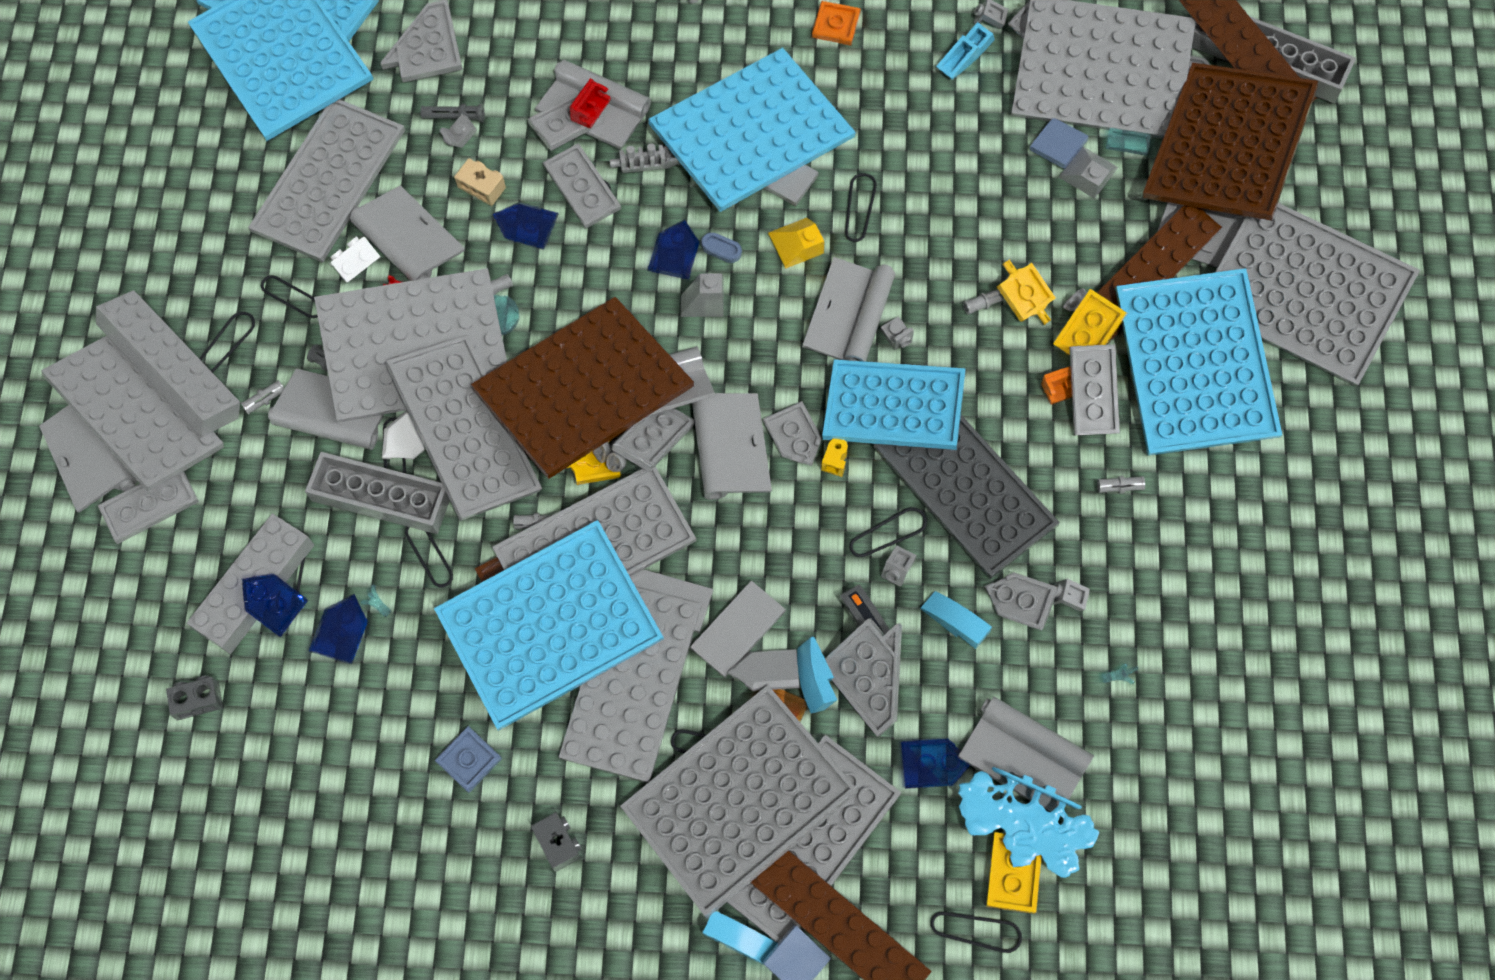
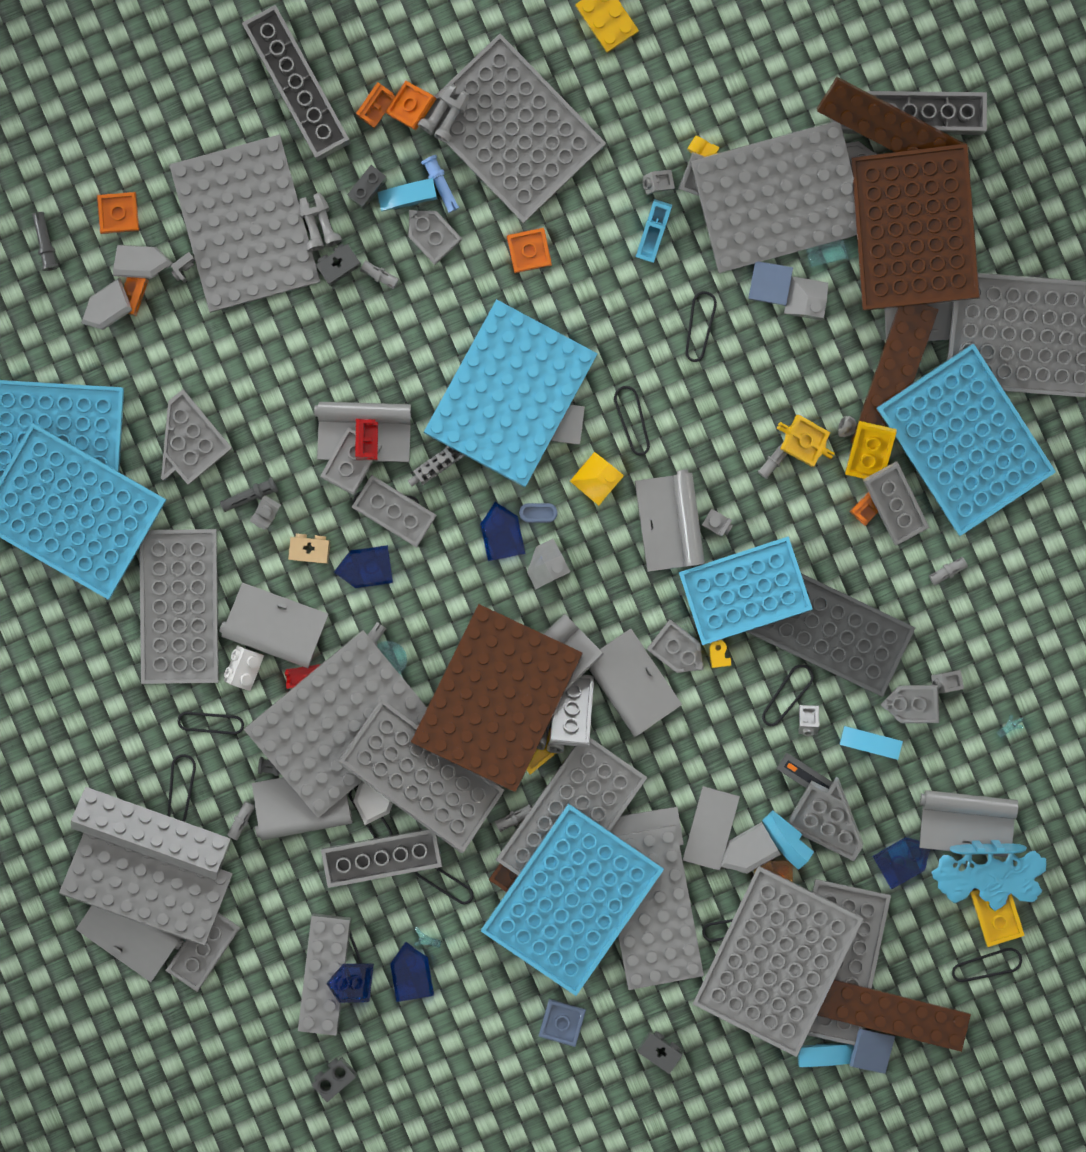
camera: 30 degrees left, 20 degrees up
(976, 160) = (709, 327): none -> black piece

